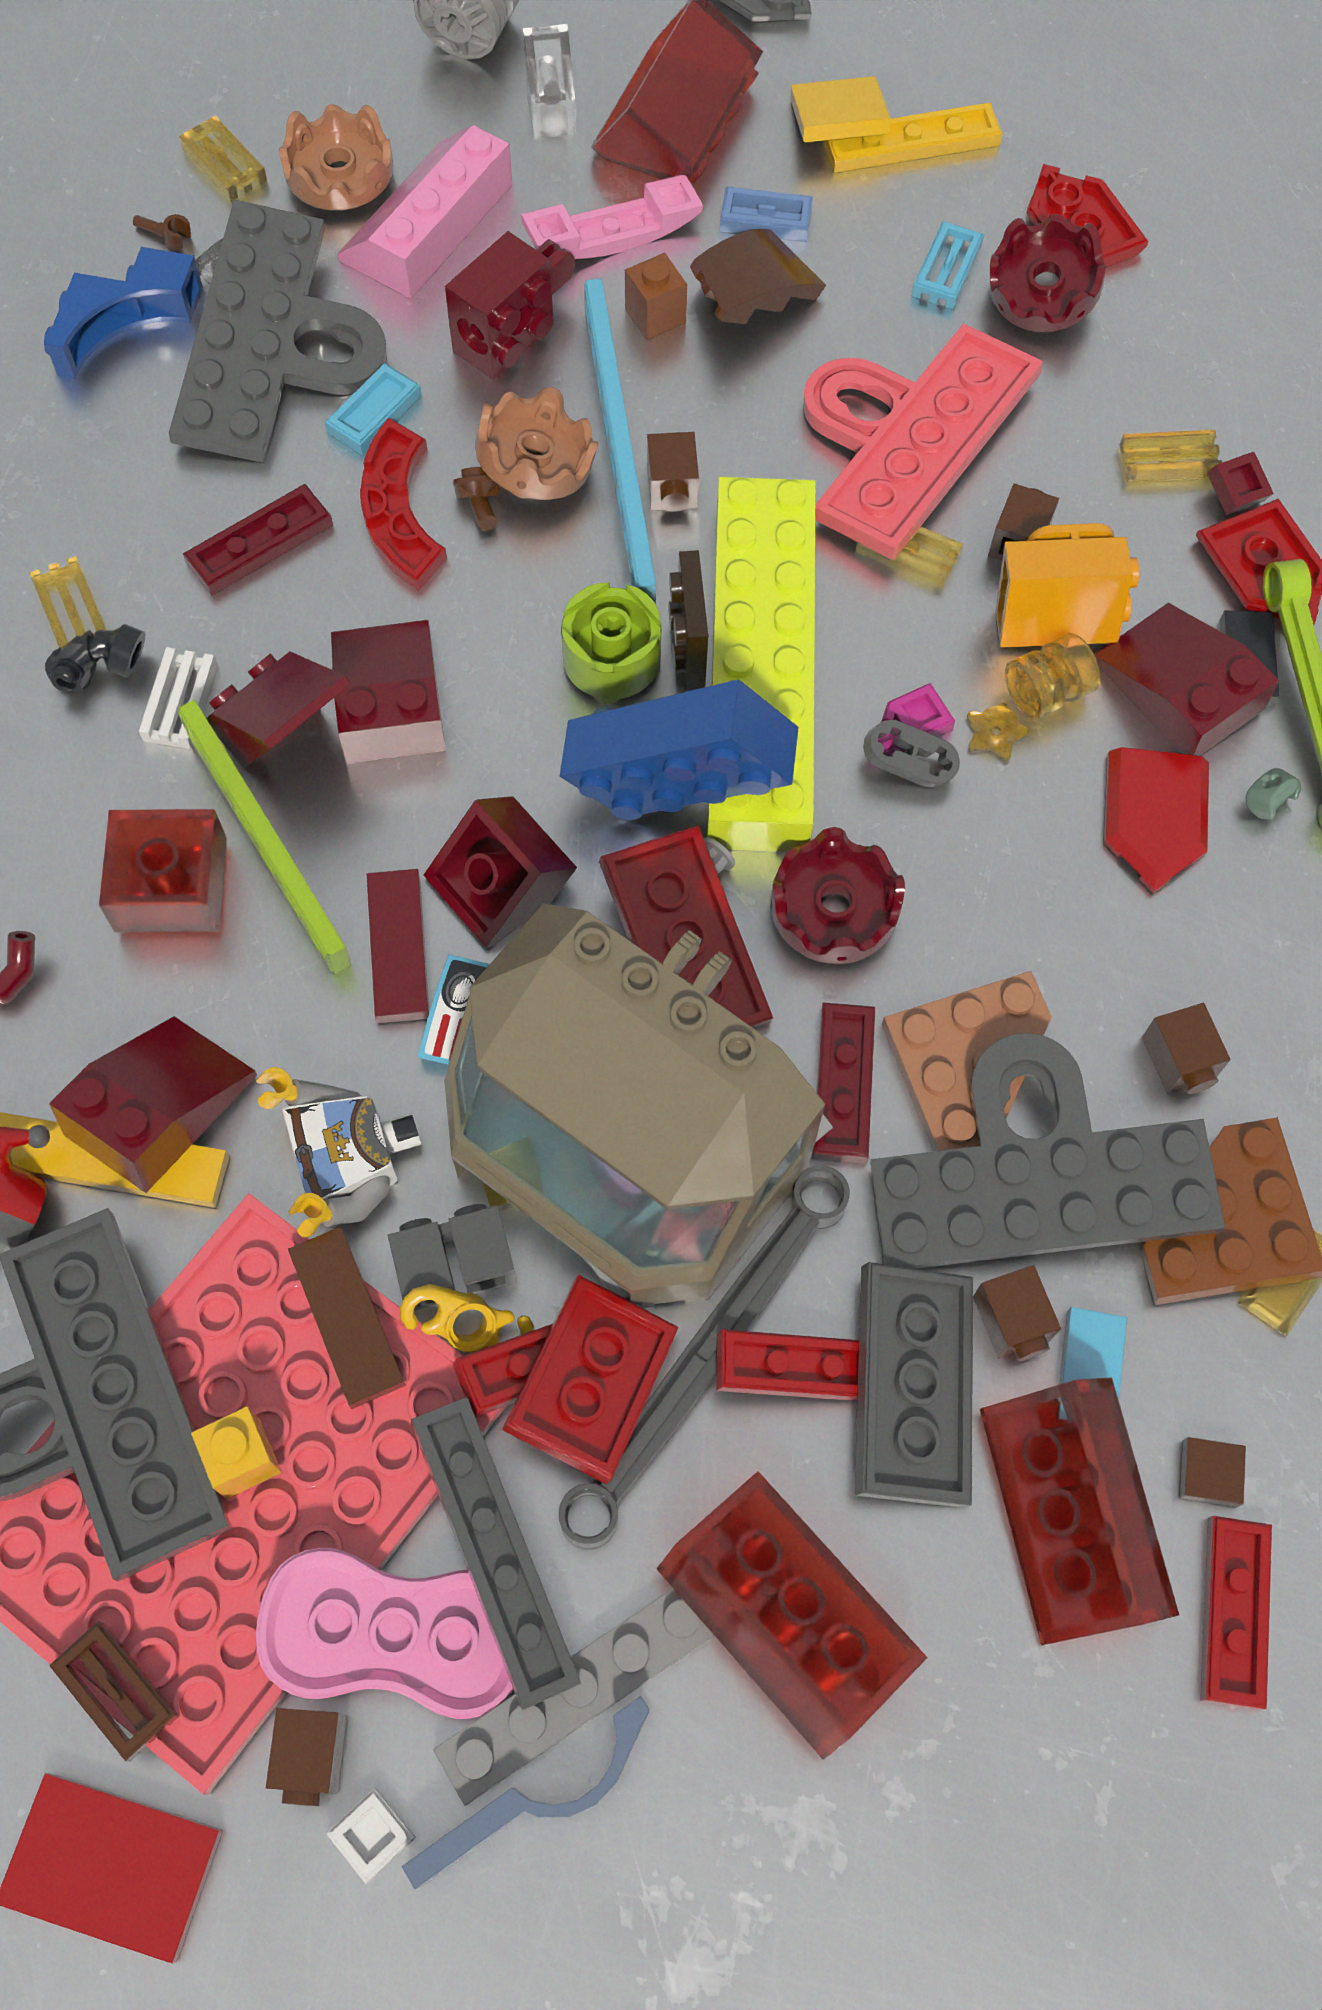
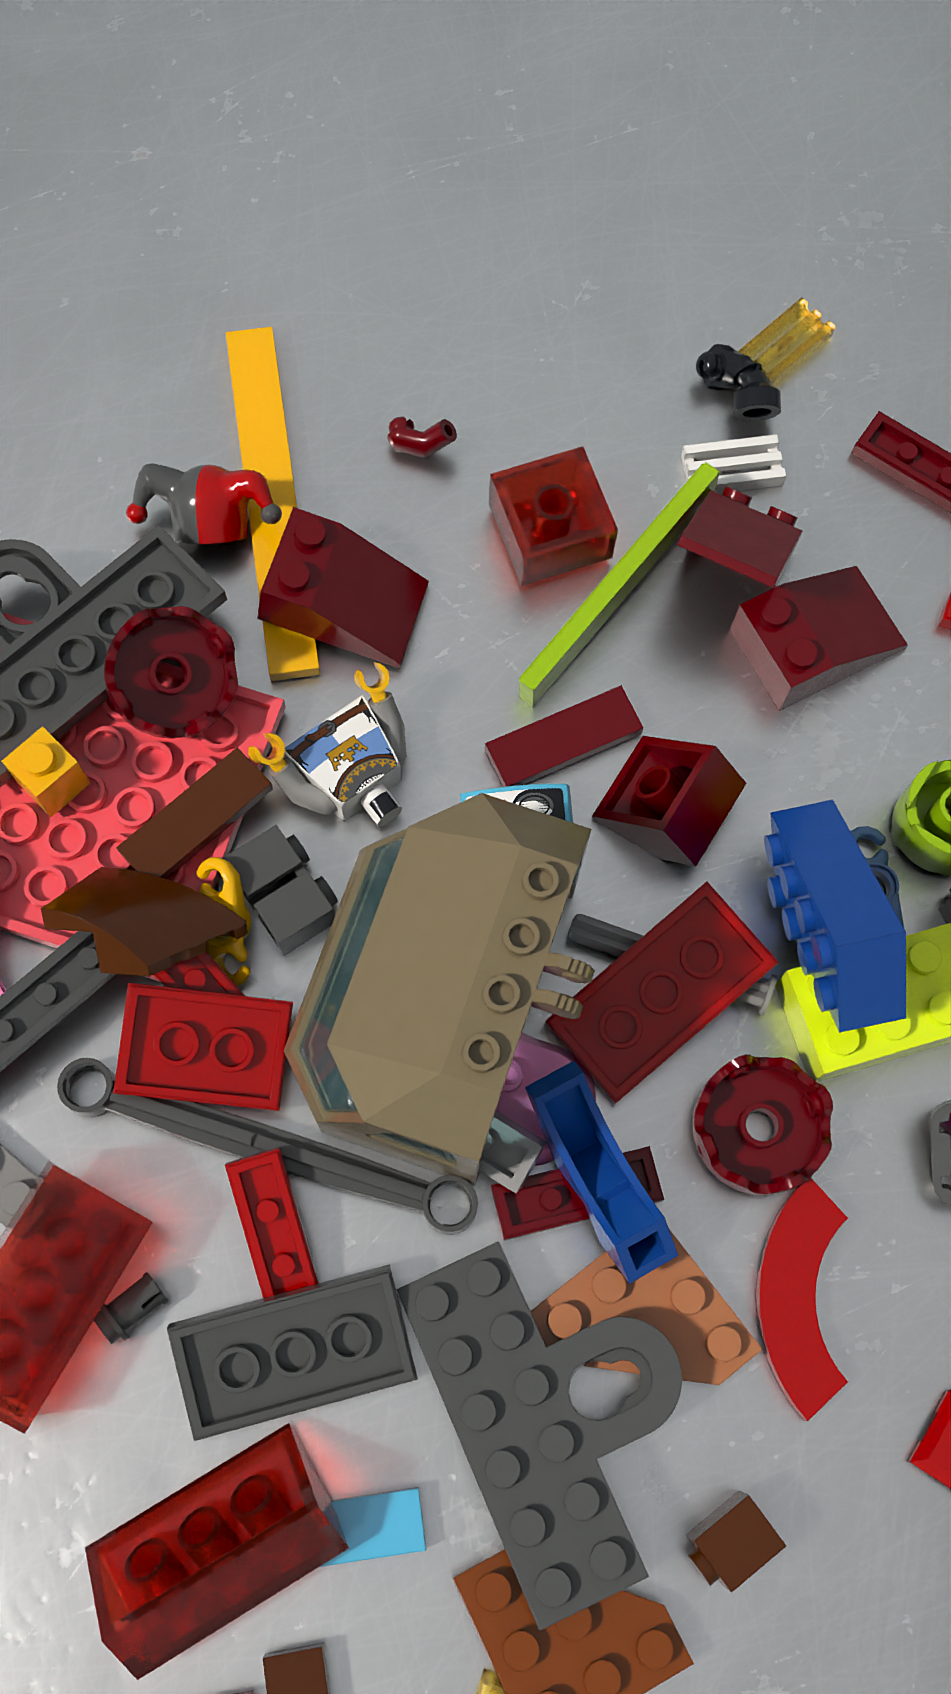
camera: 70 degrees right, 5 degrees up
(190, 1249) = (193, 642): none -> dark red plate
(448, 1382) = (141, 920): none -> reddish brown slope
(824, 1521) = (129, 1308): none -> dark grey pin
(877, 1036) = (595, 1167): none -> blue arch
(992, 936) = (789, 1302): none -> red tile
(1017, 1314) = (389, 1435): reddish brown brick -> none

